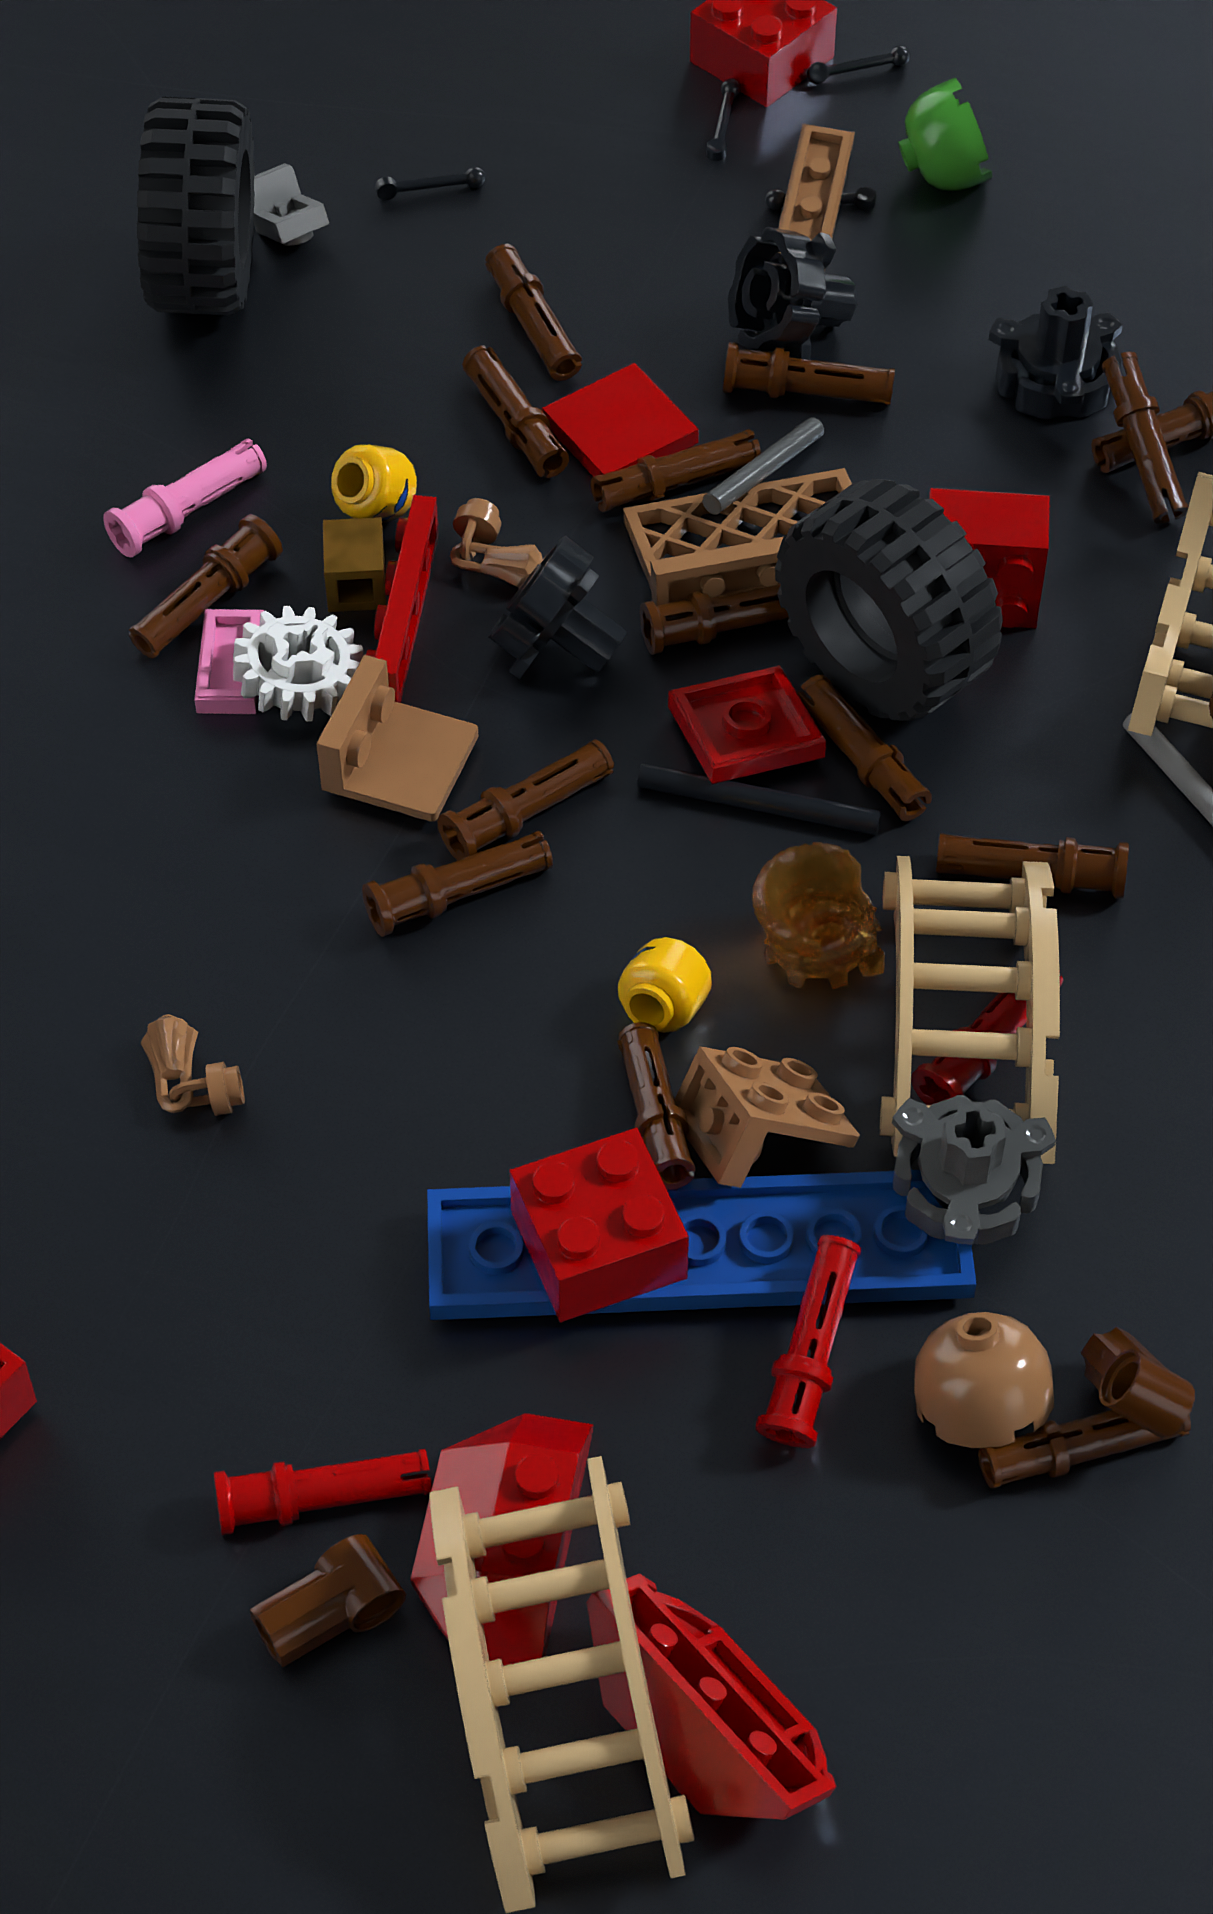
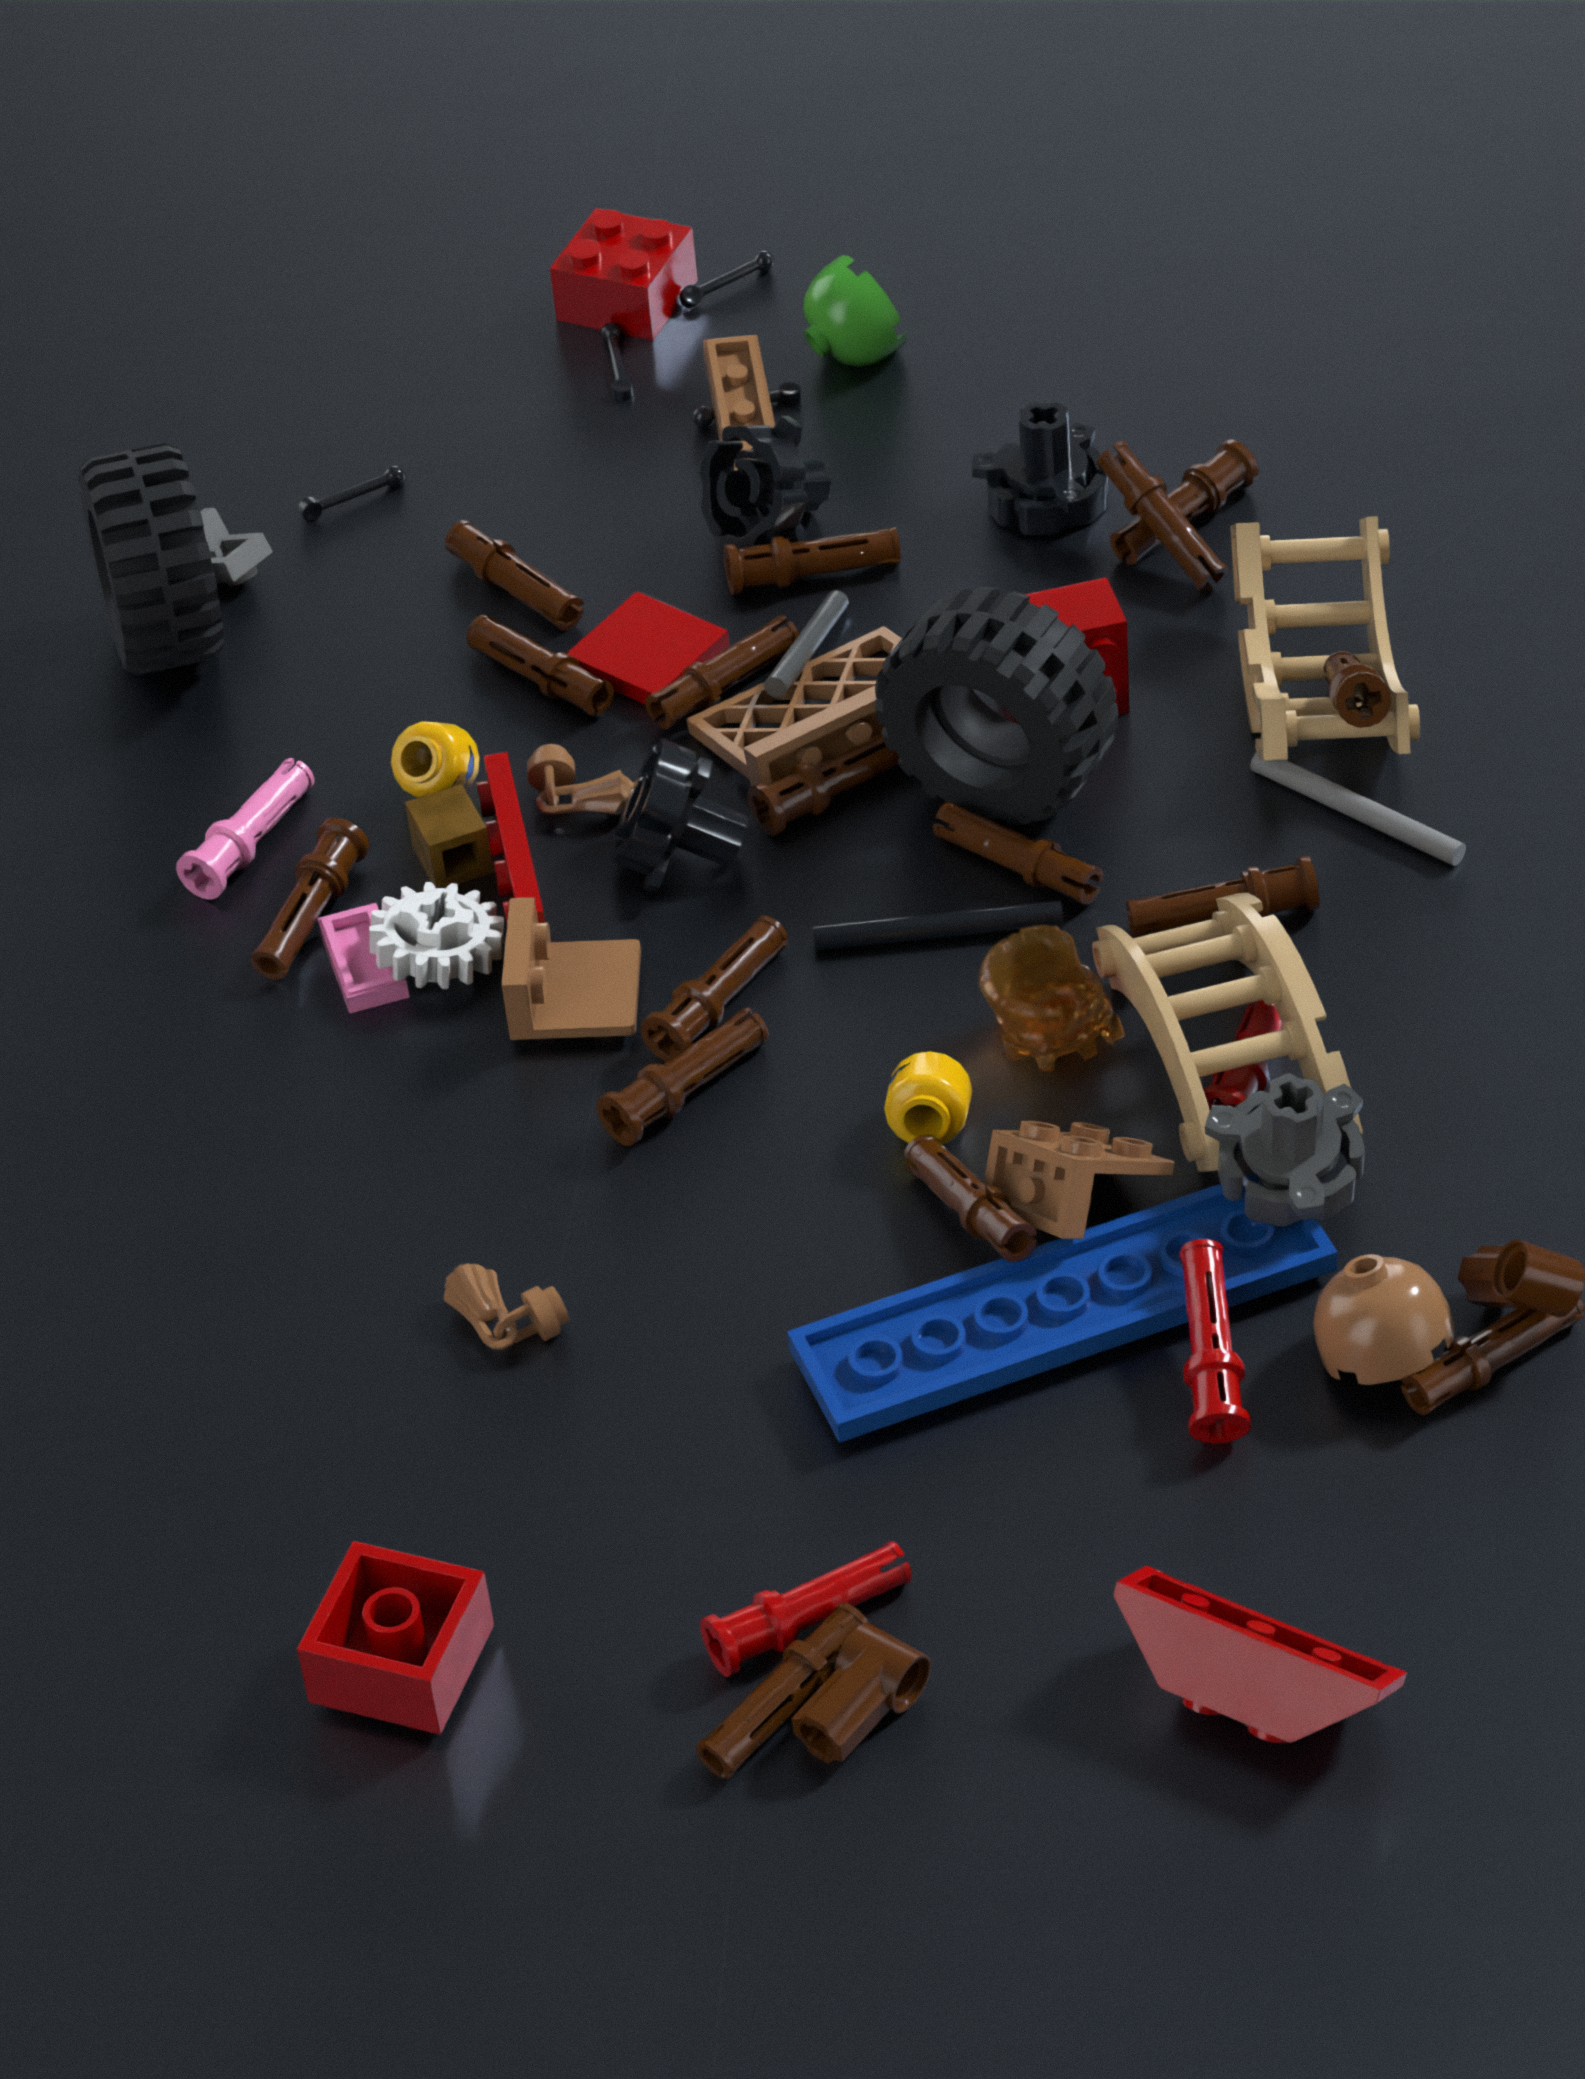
camera: 15 degrees left, 10 degrees down
(252, 1577) = (773, 1701): none -> reddish brown pin
(488, 1684) = (1059, 1677): tan fence -> none
(501, 1472) = (1000, 1597): red wedge -> none
(599, 1224) = (971, 1299): red brick -> none
(746, 724) = (896, 865): red tile -> none

